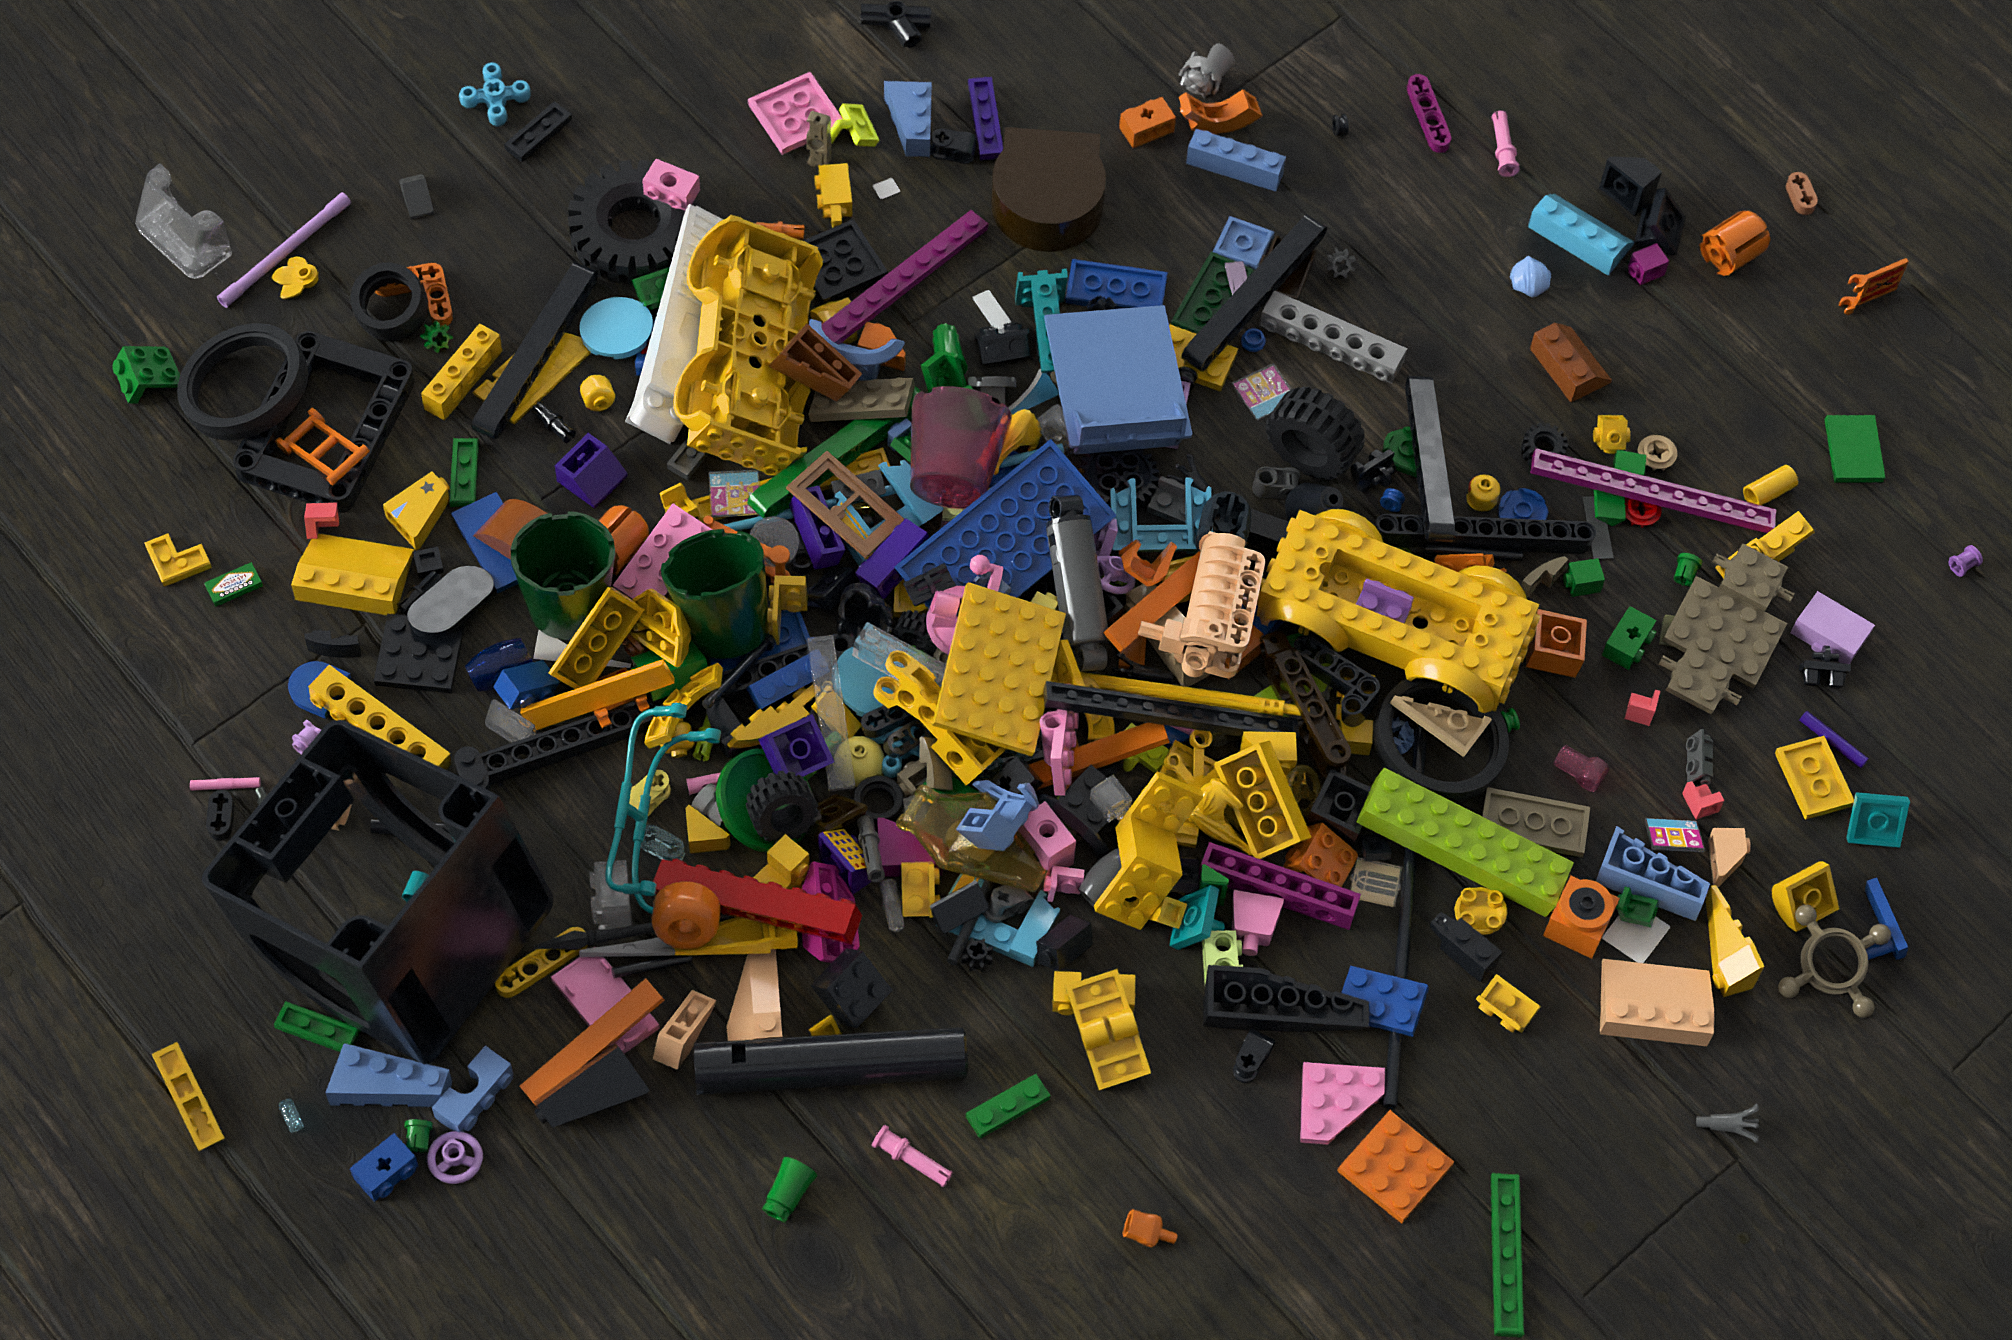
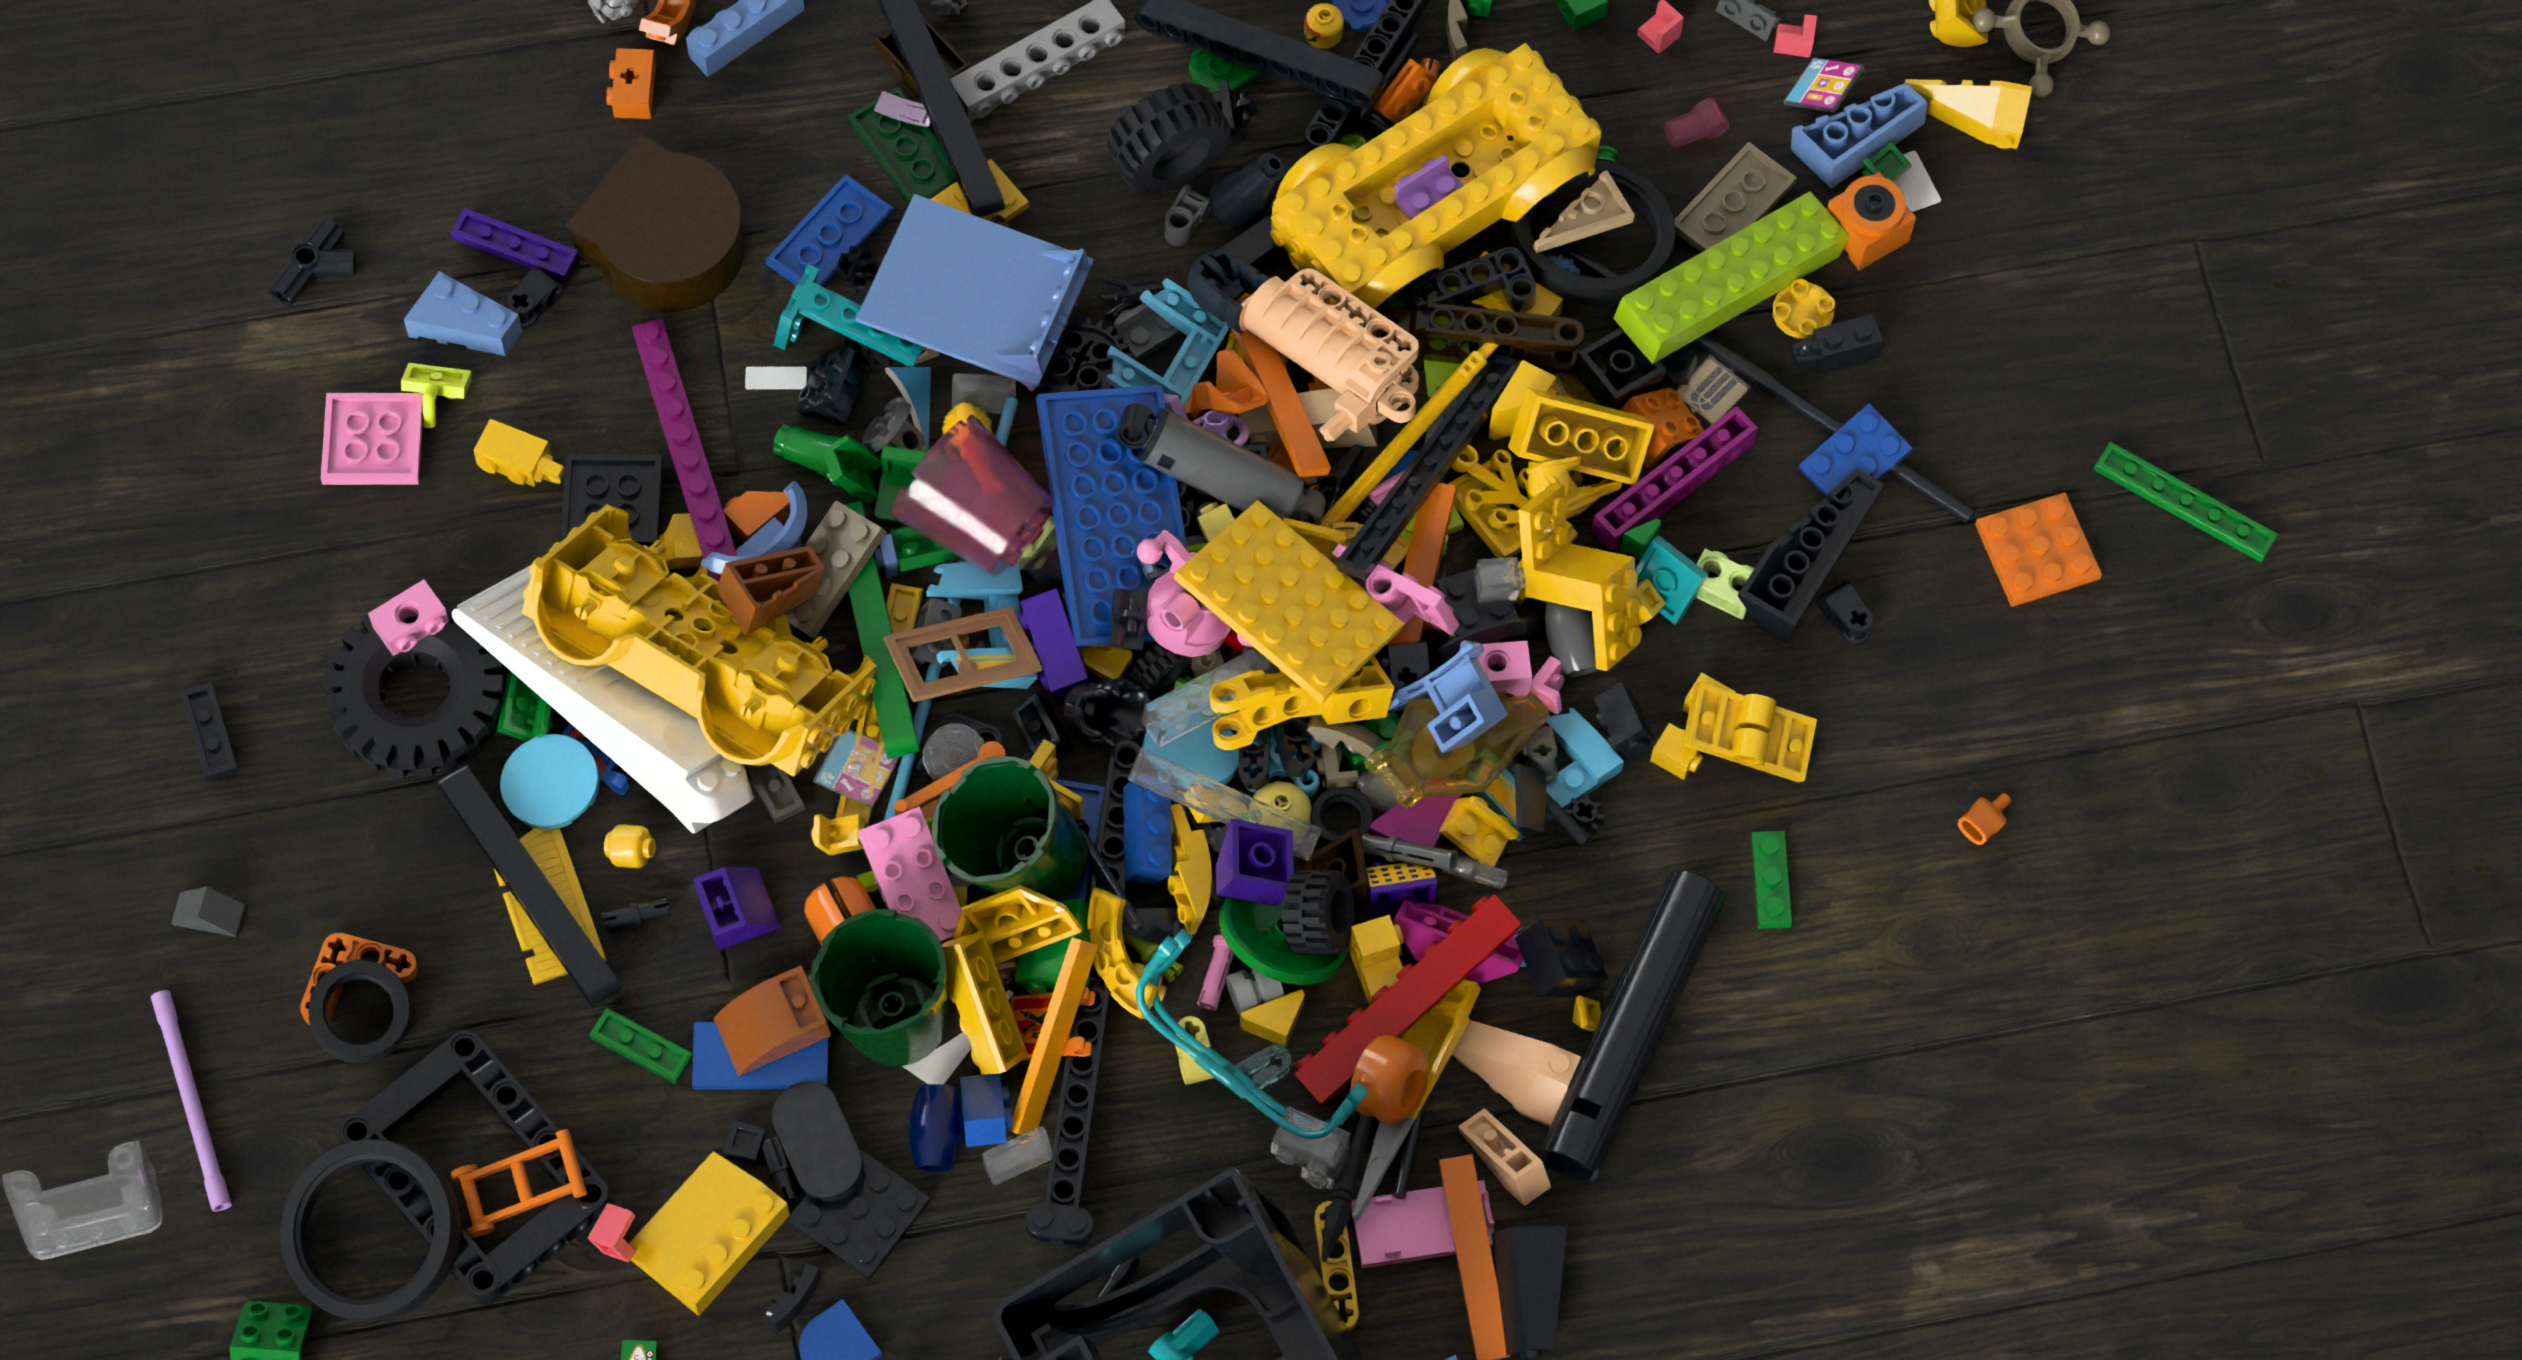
camera: 60 degrees left, 5 degrees up
(295, 277) = (238, 1111): yellow plate -> none
(333, 683) = (862, 1341): yellow brick -> none
(418, 508) = (666, 1119): yellow slope -> none
(432, 331) = (436, 984): green gear -> none
(461, 372) = (505, 980): yellow brick -> none
(494, 94) = (117, 763): medium azure gear -> none
(788, 1188) = (1753, 1144): green plant -> none
(793, 231) = (526, 540): orange pin -> none
(819, 130) = (447, 429): dark tan piece -> none
(821, 542) = (982, 707): dark purple brick -> none
(886, 188) = (537, 399): white sticker -> none
(901, 1149) = (1766, 1009): bright pink pin -> none
(1243, 242) = (854, 78): medium blue tile -> none
(1253, 340) = (989, 137): blue plate -> none
(1254, 919) = (1696, 525): bright pink torso -> none
(1262, 390) = (1058, 164): clear piece -> none
(1336, 1098) = (1934, 563): bright pink plate -> none
(1392, 500) = (1275, 116): blue bush -> none
(1508, 1004) = (1923, 344): yellow bracket -> none
(1558, 644) = (1560, 51): orange brick -> none
(1656, 1002) = (1993, 209): light nougat slope -> none
(1727, 852) = (1870, 47): light nougat slope -> none
(1731, 1122) = (2160, 219): dark grey piece -> none

